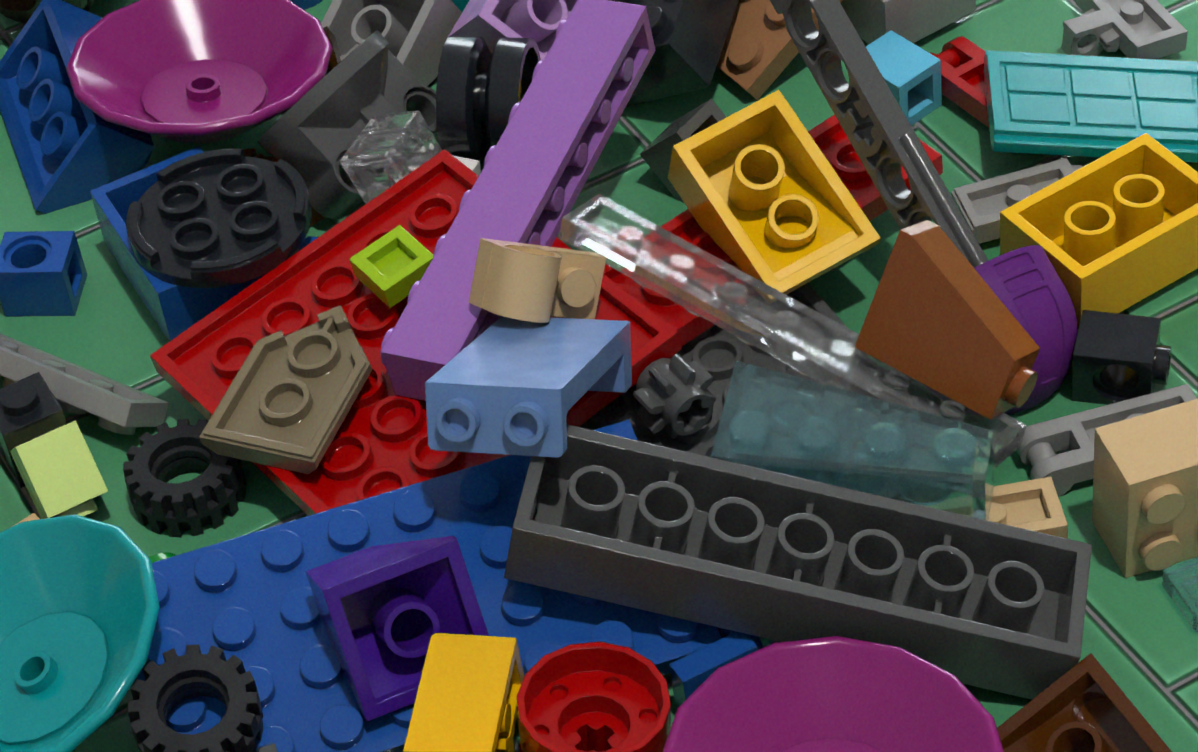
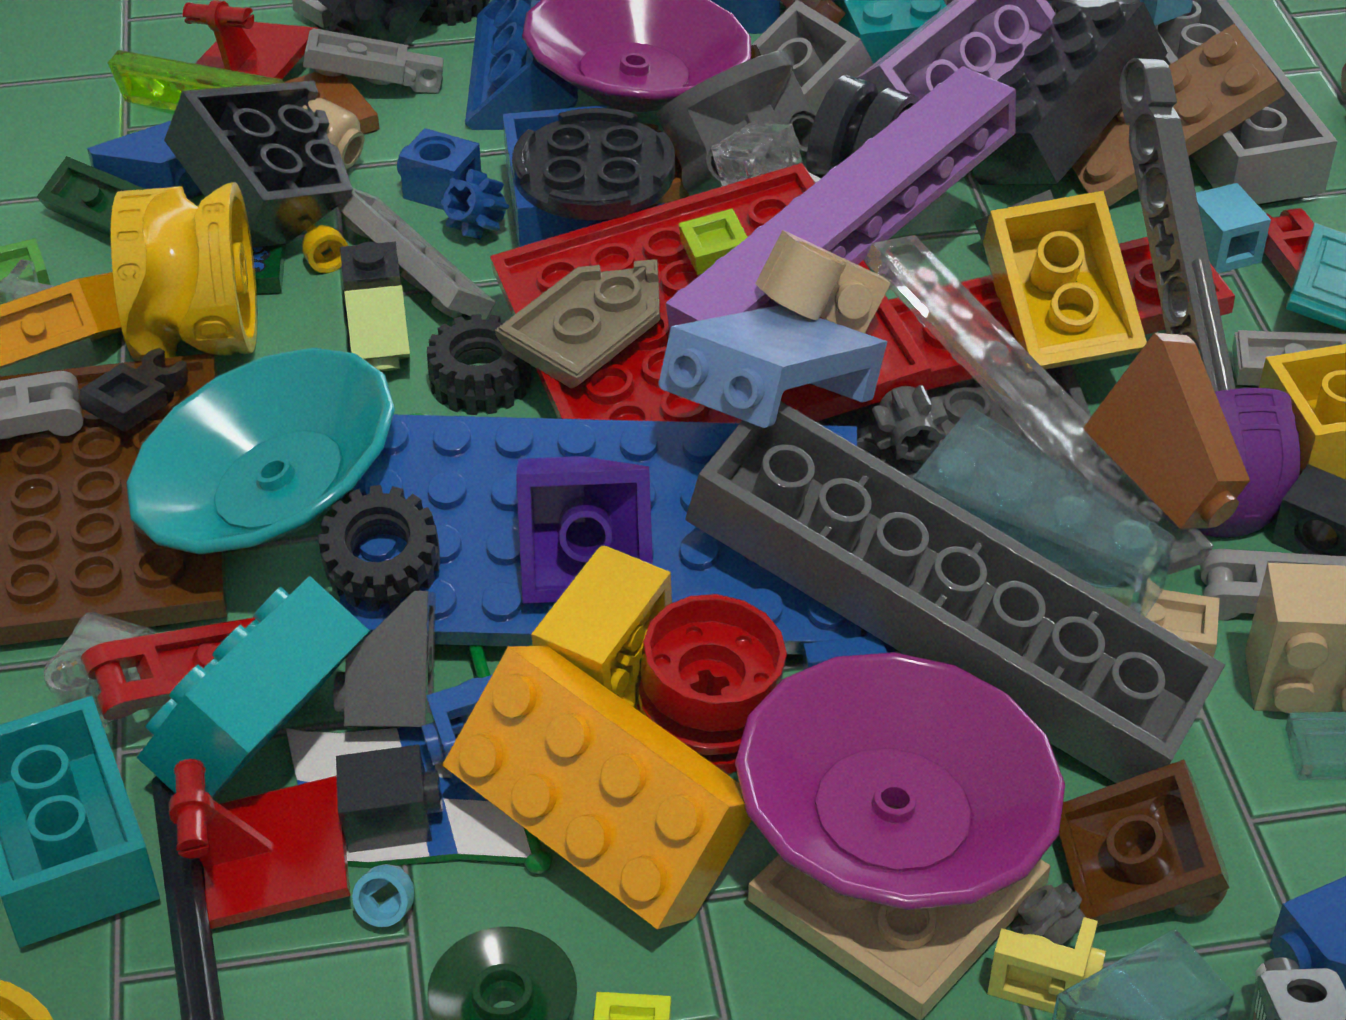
camera: 15 degrees right, 0 degrees up
(97, 300) = (474, 204): none -> blue gear

